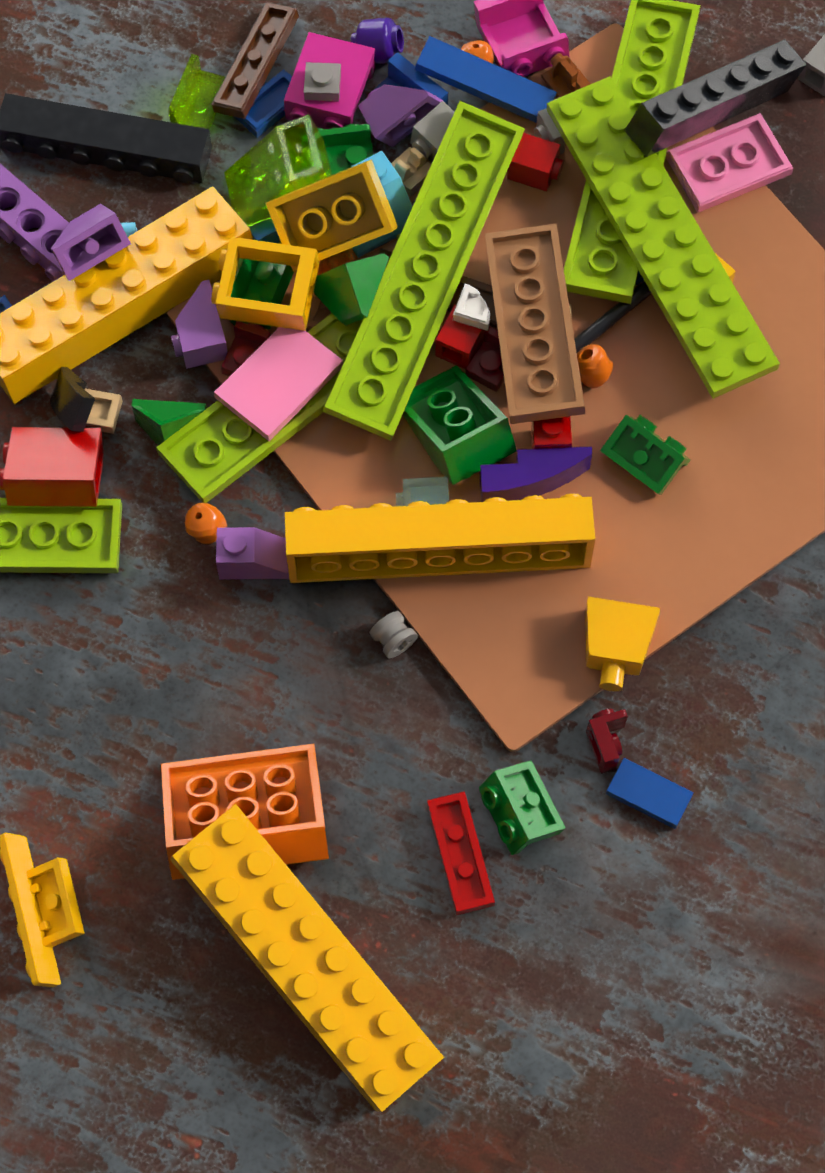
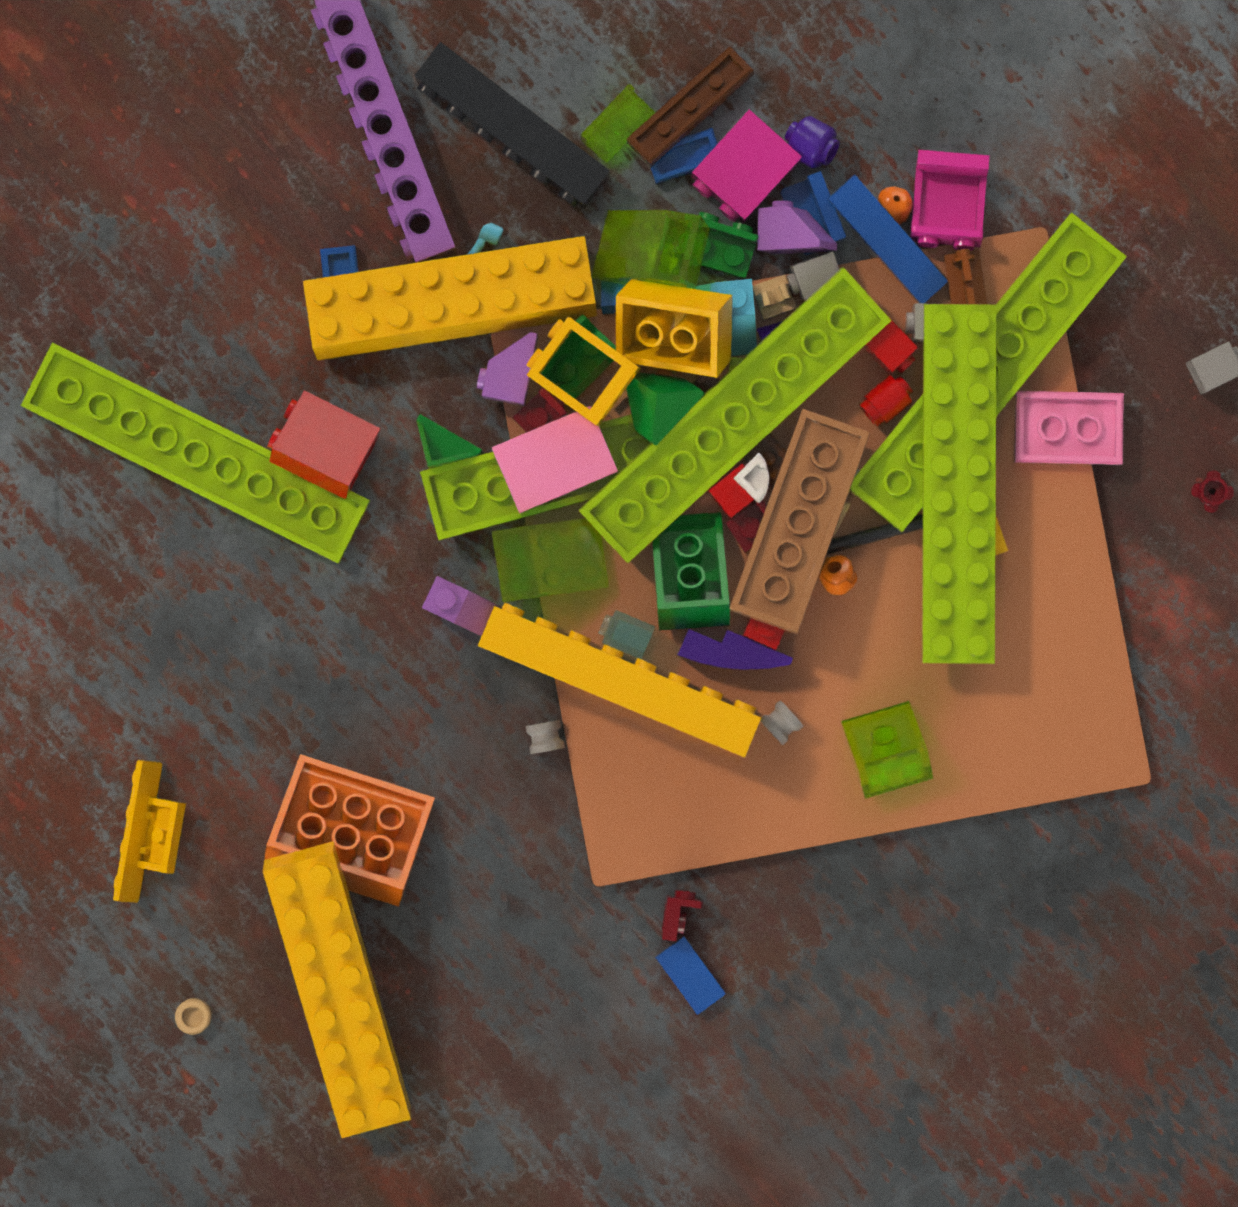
camera: 25 degrees right, 20 degrees up
(71, 400) = (363, 388): black slope -> none
(89, 241) = (445, 249): medium lavender slope -> none
(104, 411) = (387, 407): tan tile -> none
(169, 1072) = (193, 1016): none -> tan tile
(203, 521) = (432, 556): orange piece -> none
(315, 467) = (549, 560): none -> clear neon green slope
(322, 81) = (735, 173): light grey plate -> none
(460, 853) = (509, 952): red plate -> none
(520, 806) = (578, 937): green bracket -> none
(556, 203) = (886, 400): none -> red brick
(611, 514) = (781, 722): none -> light grey wheel
(617, 638) = (728, 838): yellow torso -> none
(645, 453) = (842, 679): green bracket -> none
(714, 97) = (1082, 371): brick -> none
(724, 493) = (887, 749): none -> clear neon green slope

